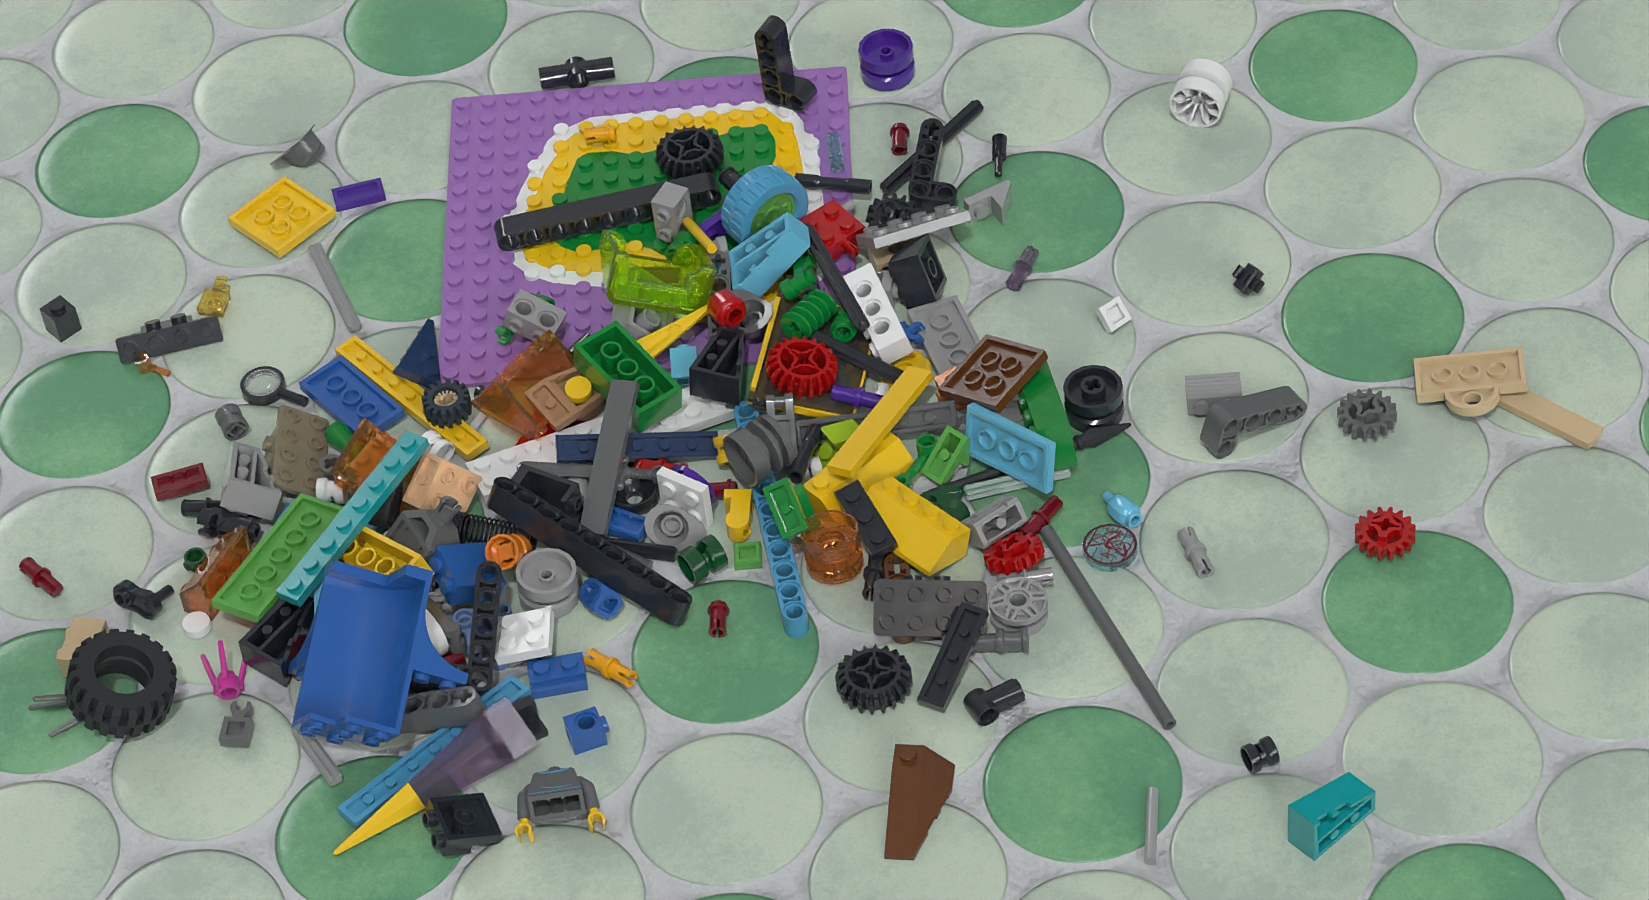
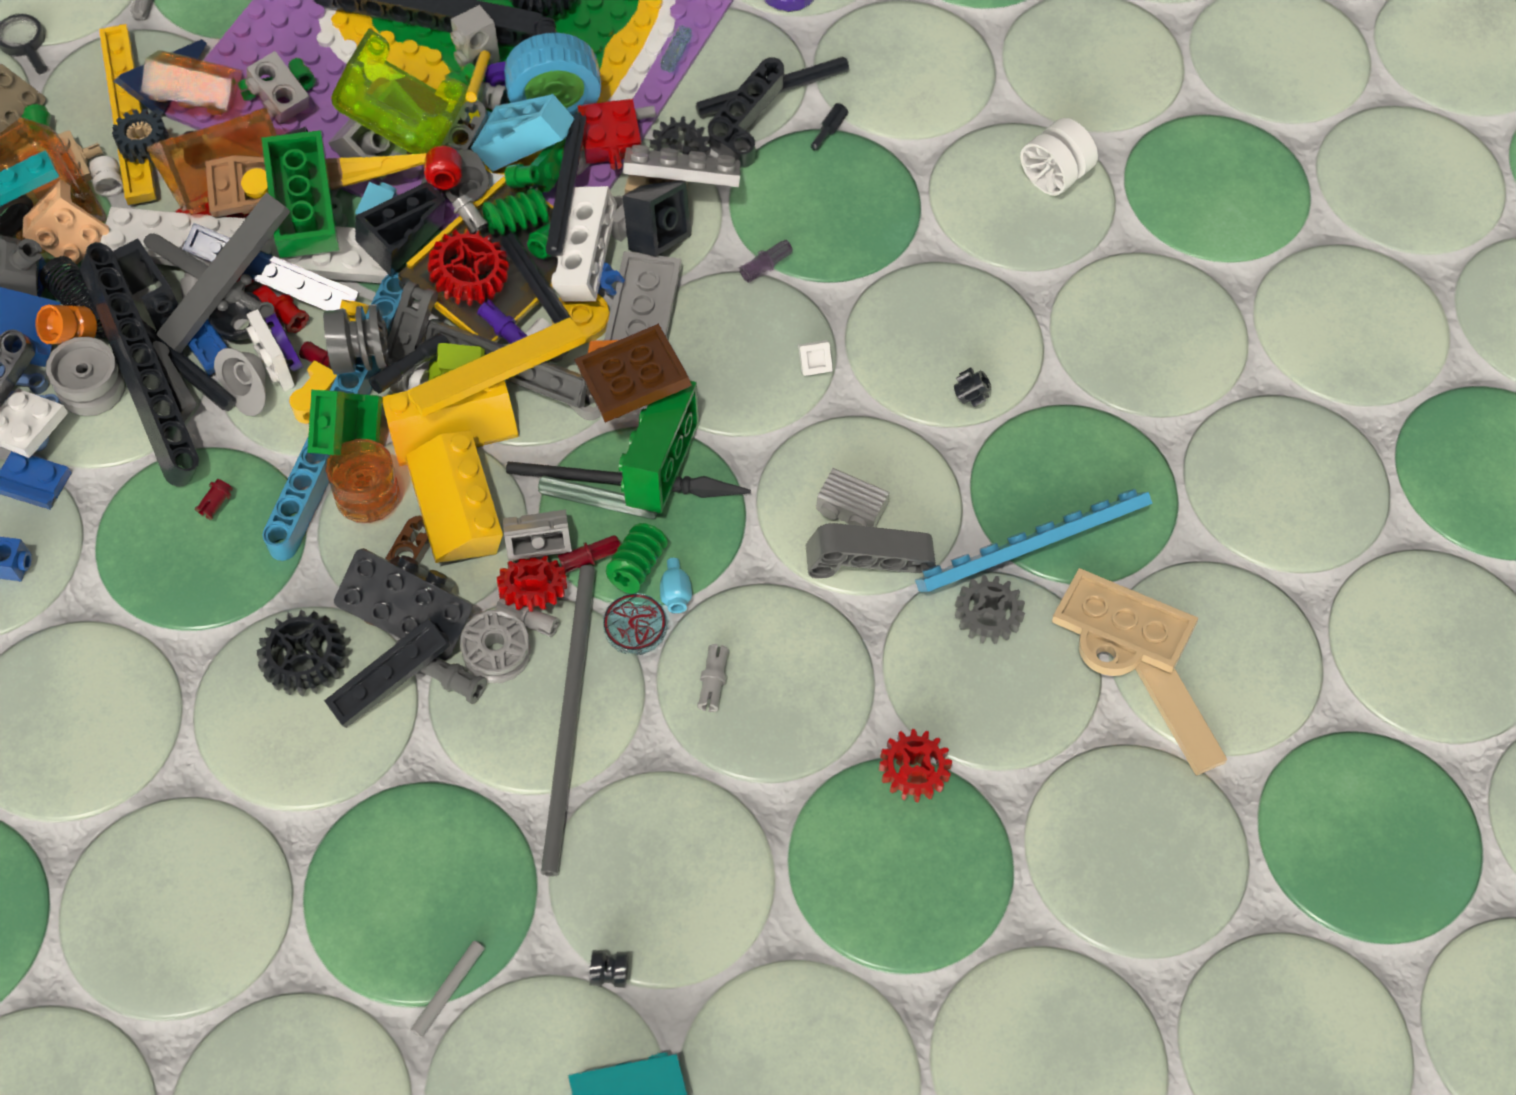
camera: 20 degrees right, 15 degrees up
(350, 396) = (77, 87): blue plate -> none
(459, 346) = (190, 82): none -> clear orange slope
(600, 598) = (122, 419): blue rock -> none
(610, 667) = (79, 499): light orange pin -> none
(699, 560) = (243, 425): dark green wheel -> none
(747, 555) = (291, 441): bright green tile -> none
(772, 330) = (469, 213): none -> light grey pin
(849, 185) = (663, 89): black piece -> none
(871, 526) = (412, 468): black plate -> none
(872, 572) = (390, 528): black pin -> none
(899, 134) = (751, 58): dark red pin -> none
(917, 792) = (245, 813): reddish brown wedge -> none
(925, 445) = (532, 420): green brick -> none
(948, 452) = (543, 435): bright green slope -> none
(949, 500) = (513, 490): dark green plate -> none
(988, 704) = (387, 745): black piece -> none
(993, 201) = (789, 173): light grey slope -> none
(1010, 448) = (599, 463): medium azure tile -> none
(1080, 501) = (636, 557): none -> green piece
(1093, 397) = (729, 445): black wheel -> none
(1360, 362) = (1022, 544): none -> dark azure plate

